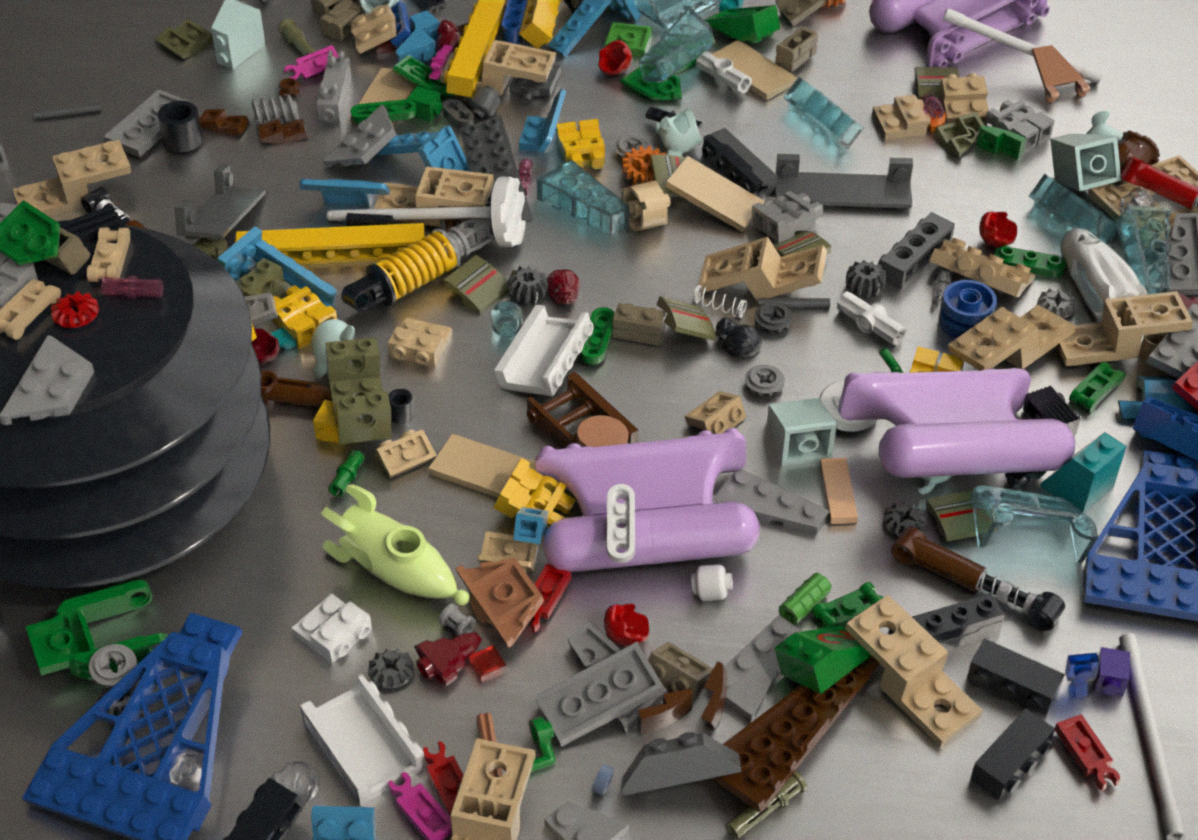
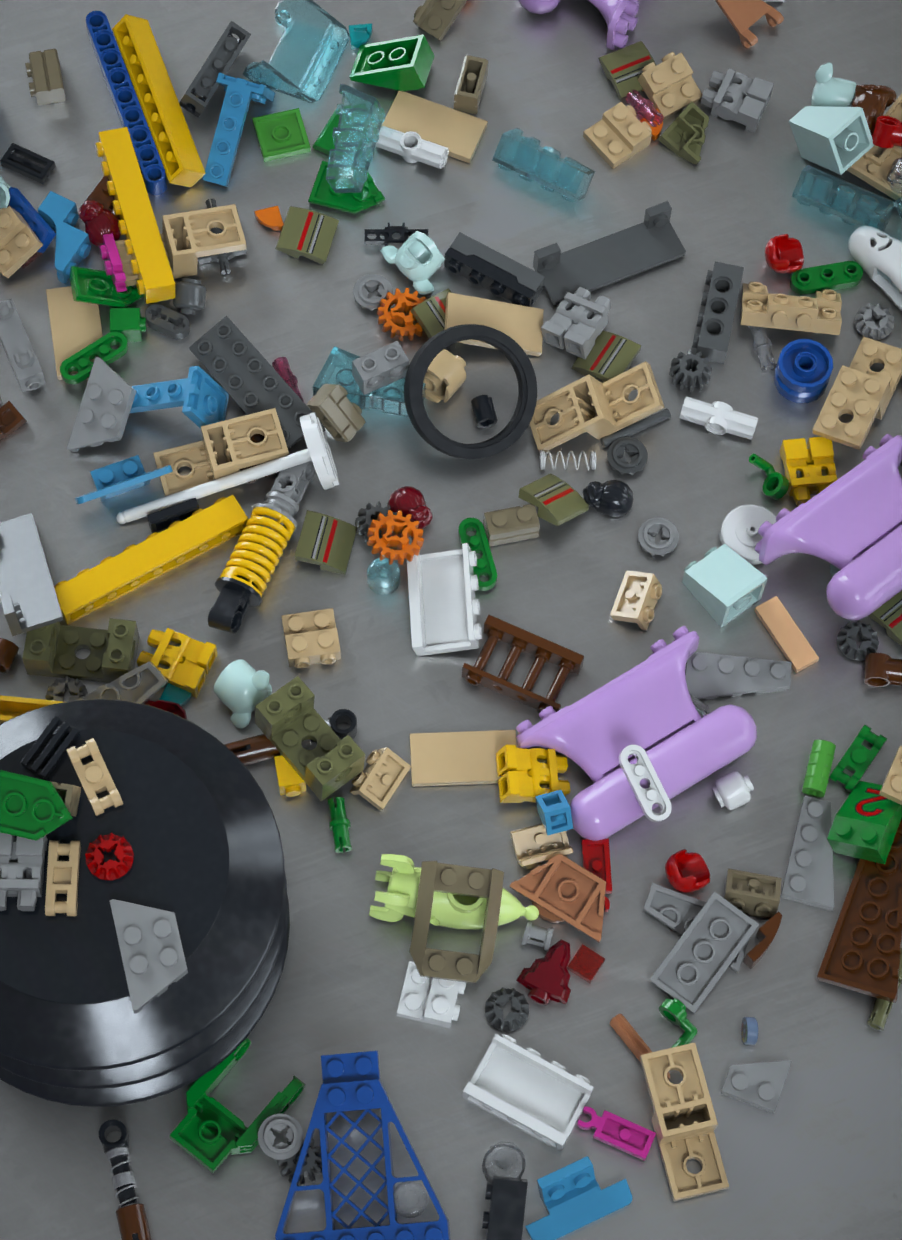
camera: 30 degrees left, 20 degrees up
(132, 287) = (127, 814): clear pink pin -> none
(251, 249) = (104, 609): dark azure bracket -> none
(404, 528) = (458, 881): none -> dark tan wedge
(444, 775) = (624, 1095): red plate -> none
(530, 288) = (395, 537): none -> orange gear
(539, 130) = (272, 308): dark azure plate -> none
(544, 200) = (337, 412): none -> dark tan brick
(581, 145) = (322, 313): yellow hips -> none
(583, 81) = (270, 218): none -> orange tile
(595, 175) = (380, 367): none -> light grey brick
(601, 431) = (557, 680): nougat tile -> none
(604, 98) = (307, 234): none -> olive slope
(615, 58) = (290, 176): red hair -> none
(660, 165) = (526, 391): none -> black tyre
(669, 247) = (484, 411): none -> black piece
(678, 762) = (805, 987): dark grey wedge -> none
(717, 687) = (799, 900): reddish brown slope -> none
(998, 139) = (723, 128): green slope -> none

